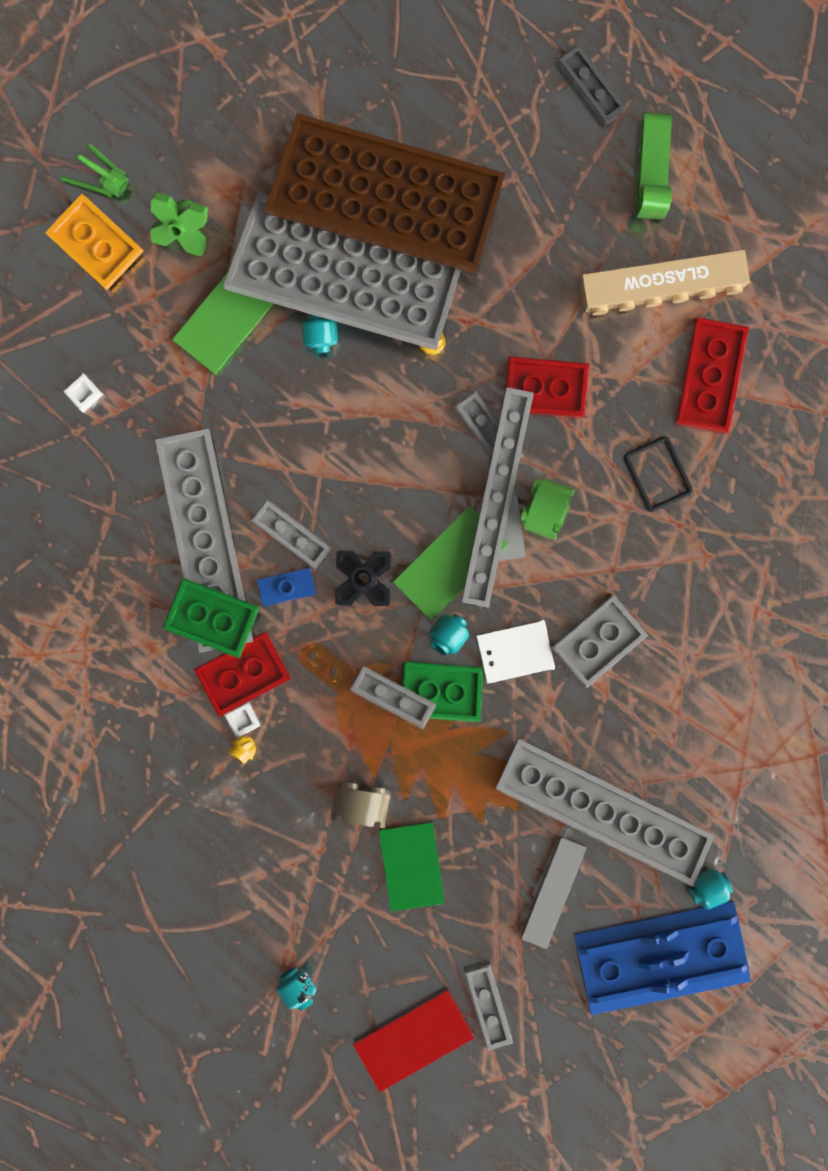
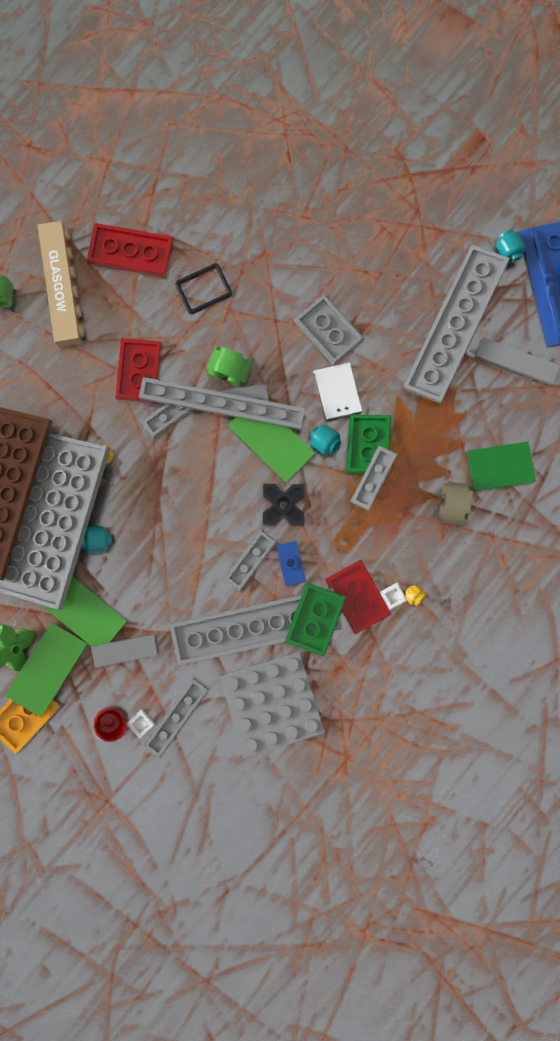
camera: 90 degrees left, 5 degrees down
(80, 352) = (109, 724): none -> red hair
(90, 437) = (176, 717): none -> light grey tile
(105, 560) = (271, 704): none -> light grey plate
(151, 270) = (46, 670): none -> bright green tile
(175, 370) = (124, 650): none -> light grey tile

